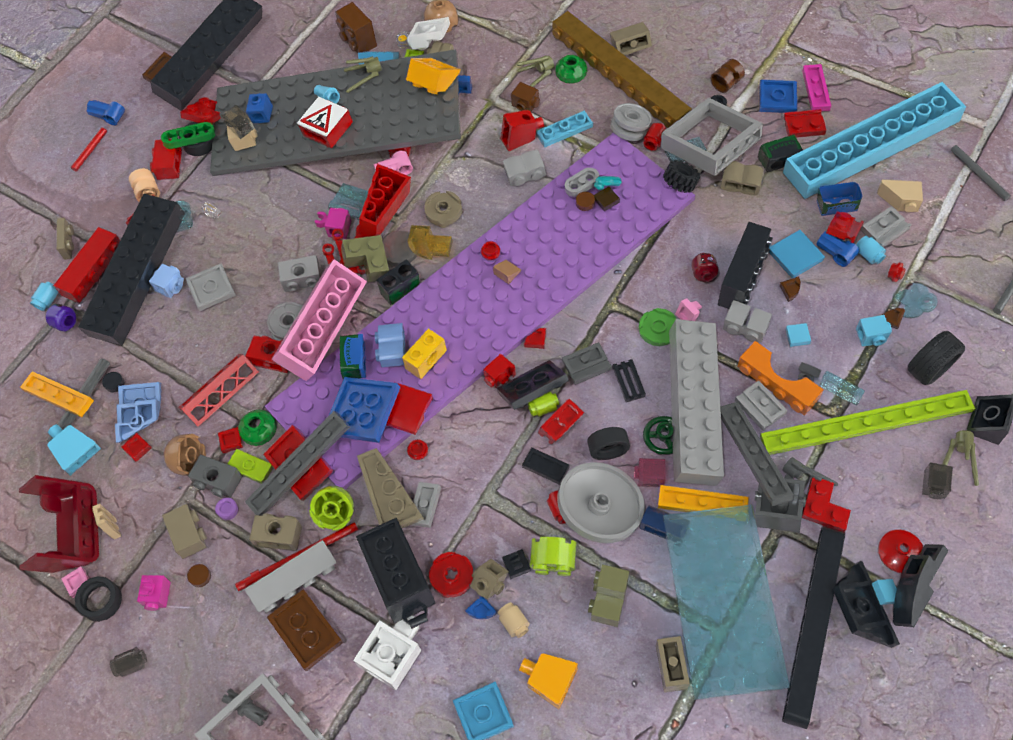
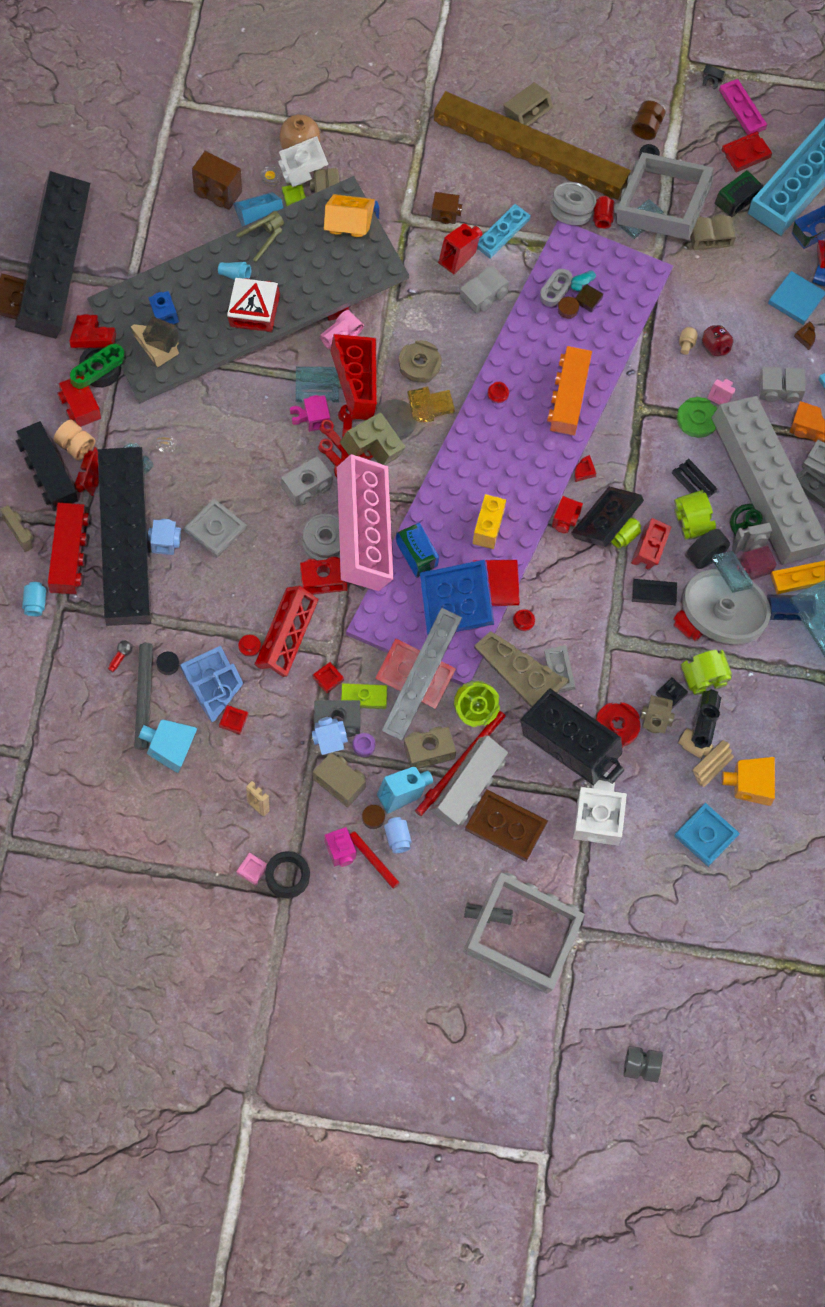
camera: 35 degrees left, 5 degrees up
(57, 394) = (118, 695): light orange plate -> none
(61, 317) = (70, 615): dark purple head -> none
(74, 523) = (215, 815): dark red windscreen -> none
(86, 359) = (123, 649): none -> piece
(112, 198) = (46, 465): none -> black brick
(128, 662) = (353, 918): clear smoke brick -> none
(178, 615) = (374, 860): none -> red bar
(182, 390) = (249, 645): none -> red plate
(183, 453) = (293, 708): medium nougat cylinder -> none
(192, 489) = (329, 735): none -> light blue brick
(207, 600) = (398, 835): none -> light blue brick
(232, 559) = (403, 788): none -> medium azure torso
(262, 433) = (349, 664): green piece -> none
(391, 344) = (450, 524): medium blue brick -> none
(400, 289) = (415, 472): black piece -> none
(481, 609) = (660, 745): blue tile -> none
(506, 271) = (525, 409): medium nougat slope -> none
(519, 646) = (713, 763): none -> tan tile
(529, 601) = (706, 719): none -> black piece
(543, 64) = (445, 163): olive plant -> none
(549, 267) = (570, 390): none -> orange brick
(571, 73) = (473, 164): green piece -> none
(586, 363) = (647, 477): dark grey plate -> none
(610, 408) = (695, 514): none -> lime brick
(611, 590) = (772, 687): olive brick -> none
(622, 472) = (732, 571): none -> clear light blue tile
(652, 447) = (752, 538): none -> light grey plate
(679, 259) = (687, 339): none -> tan cylinder
(681, 176) = (653, 249): black tyre -> none
(745, 265) = (759, 327): black brick -> none
(777, 96) = (707, 127): blue tile -> none
(802, 55) = (713, 73): none -> black tile

